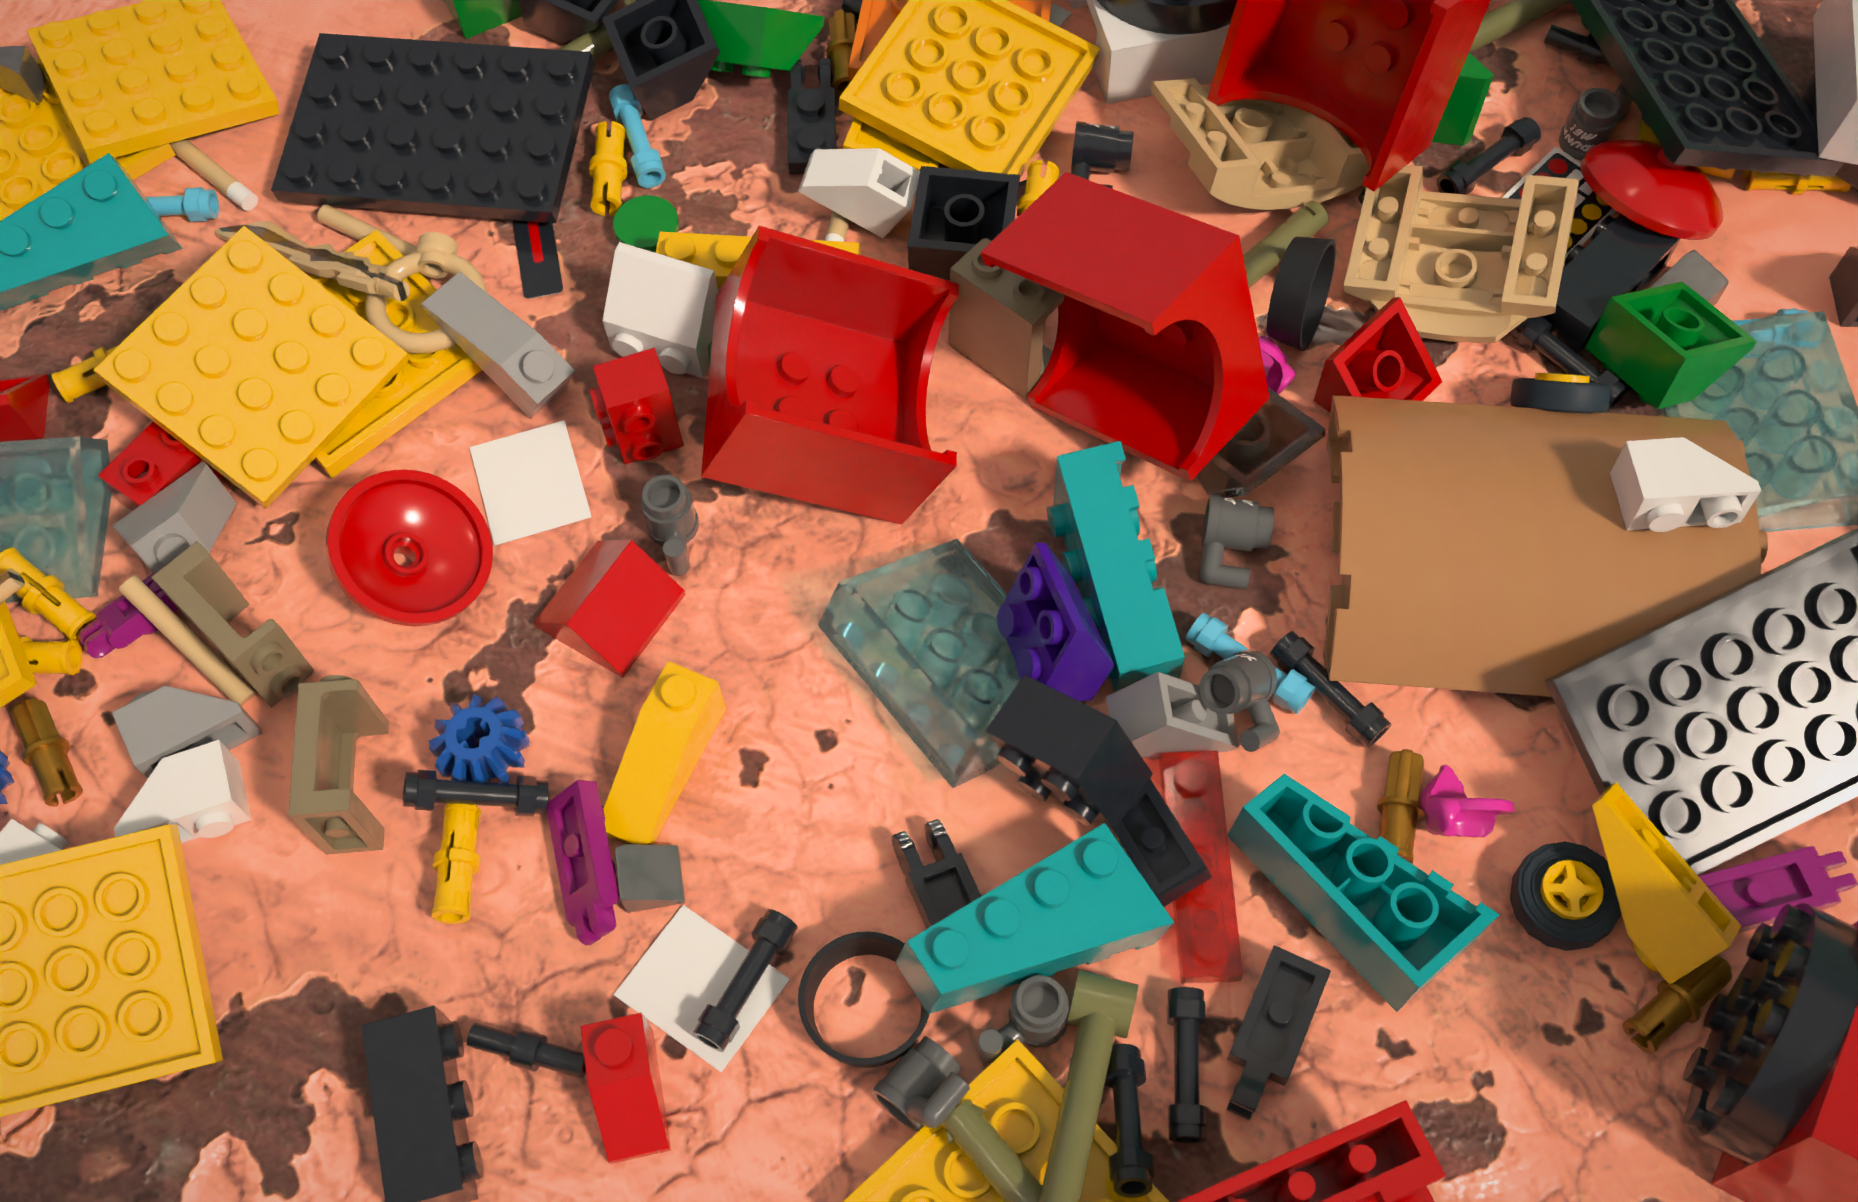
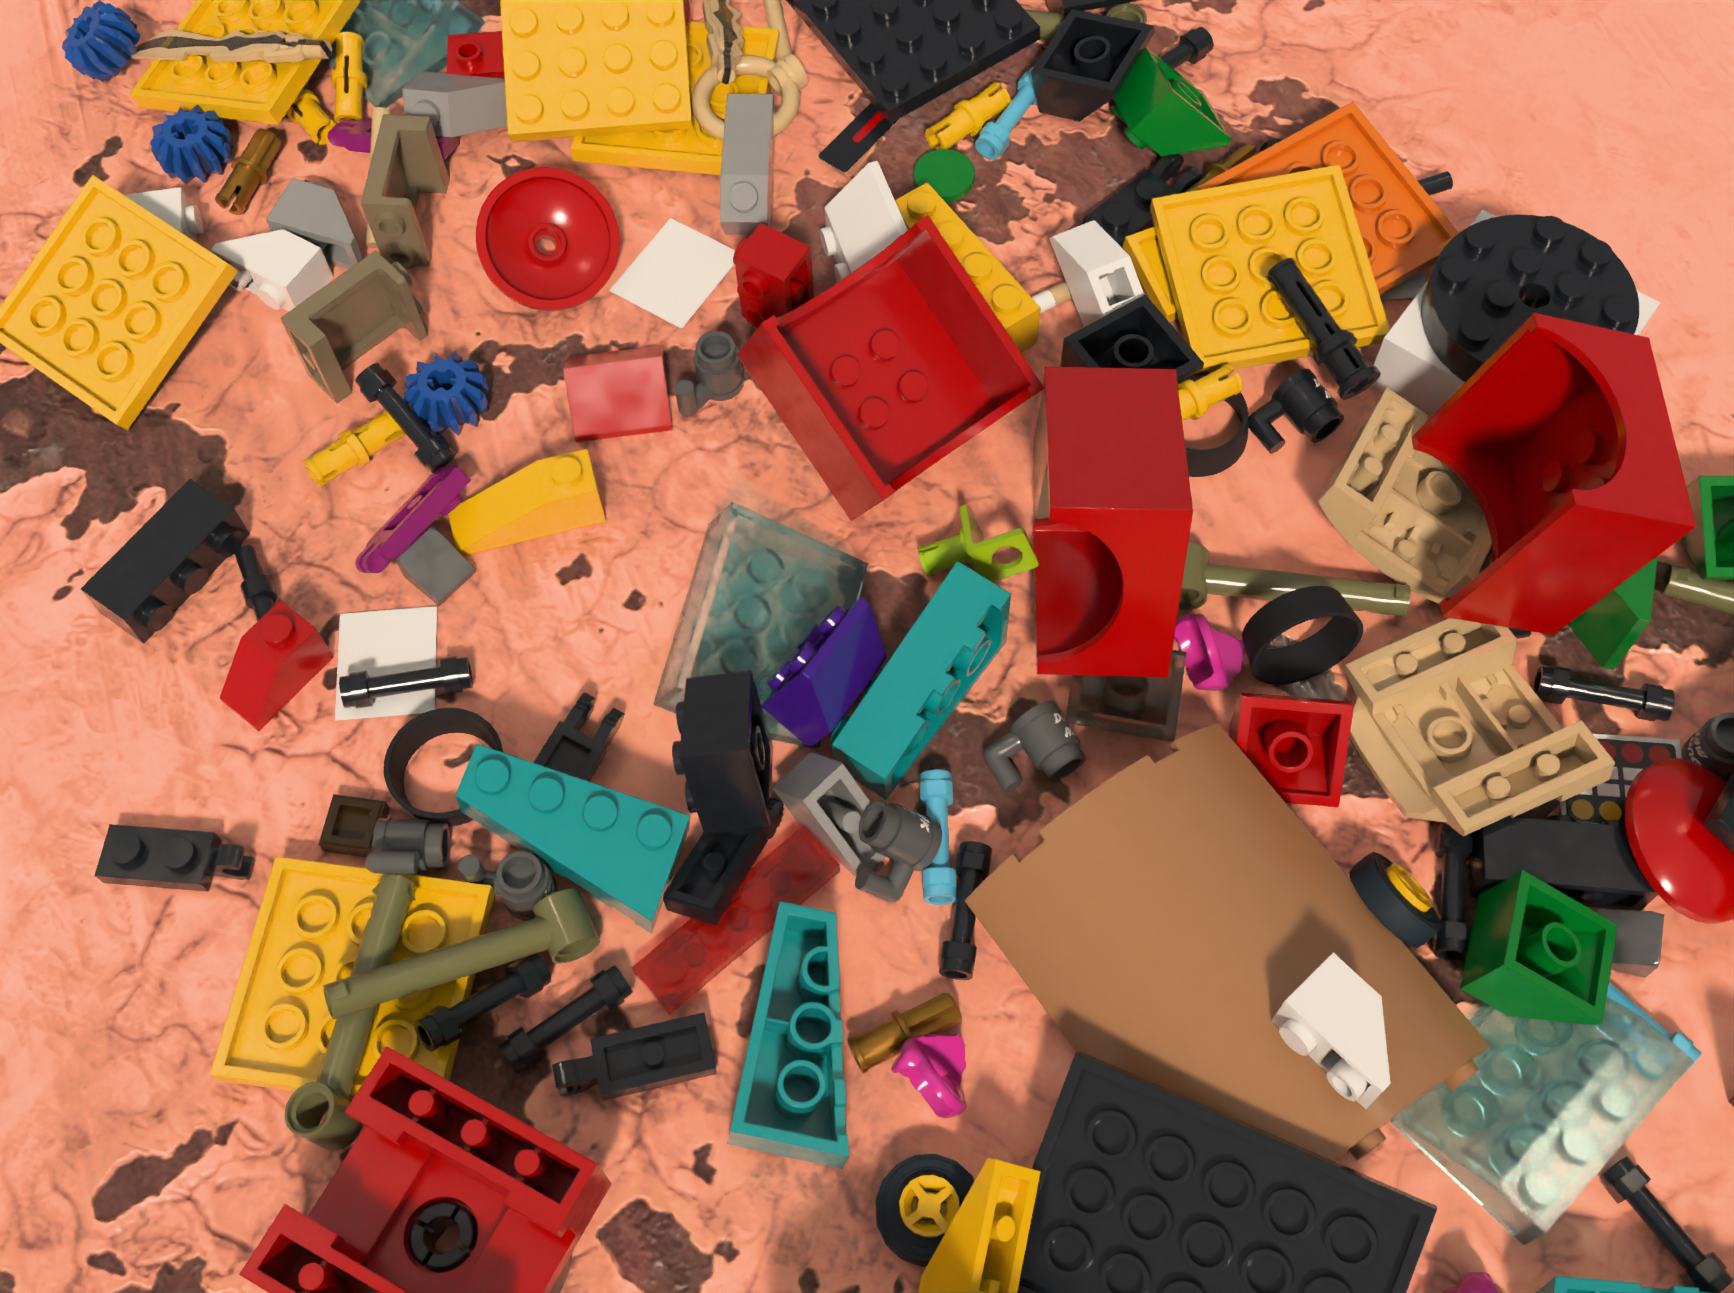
camera: 50 degrees right, 0 degrees up
(849, 1124) = (351, 825): none -> dark brown tile
(1019, 453) = (972, 548): none -> lime bracket
(1082, 87) = (1333, 346): none -> black pin

